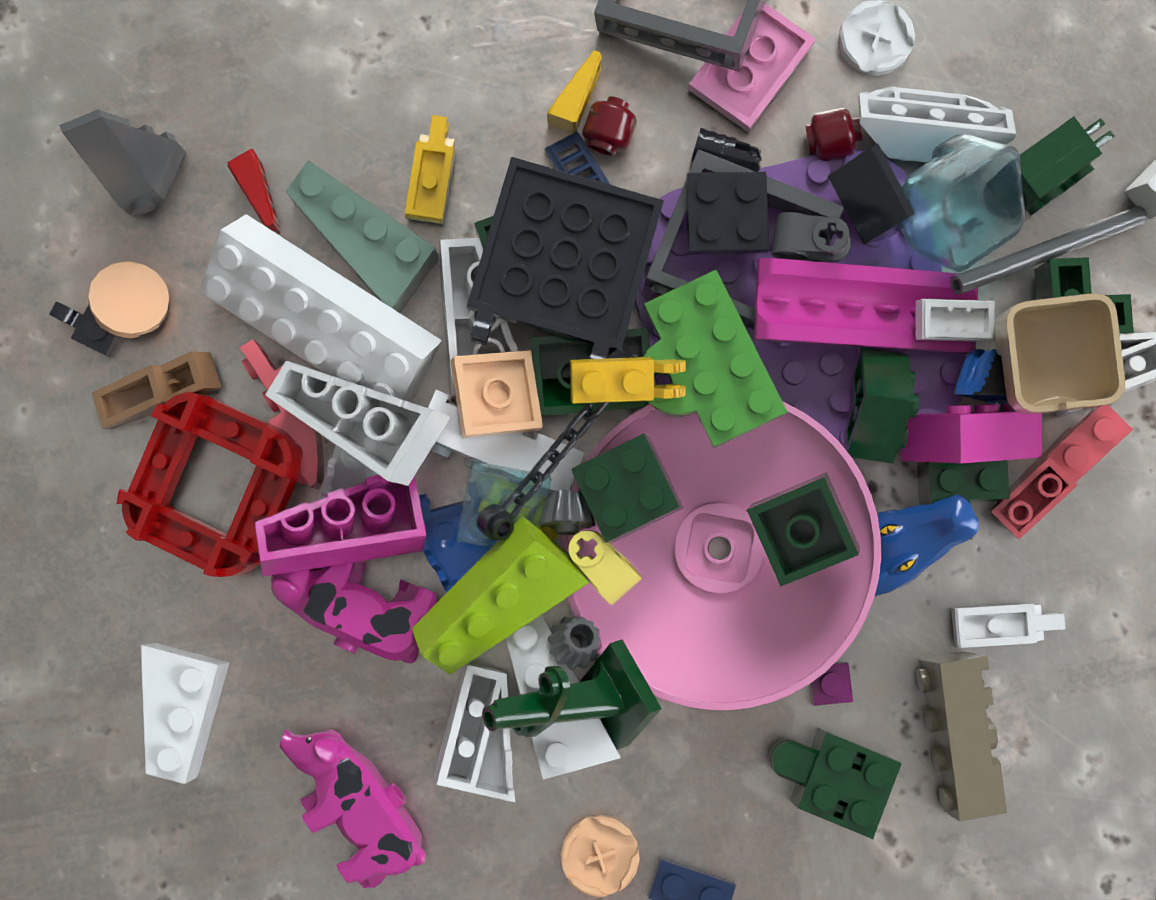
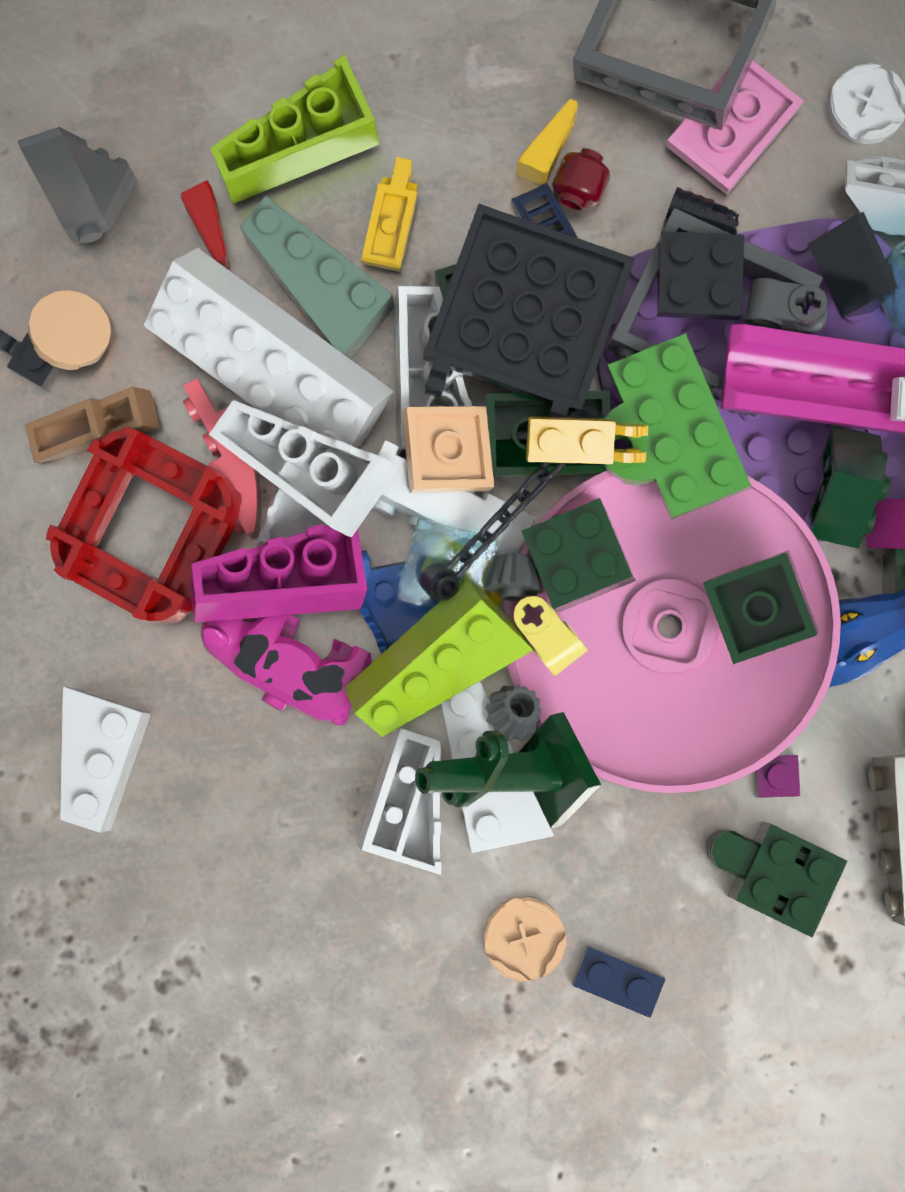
camera: 10 degrees right, 0 degrees up
(336, 100) = (298, 135): none -> lime wedge
(360, 804) = (279, 866): dark pink animal -> none
(833, 134) = (816, 202): dark red head -> none

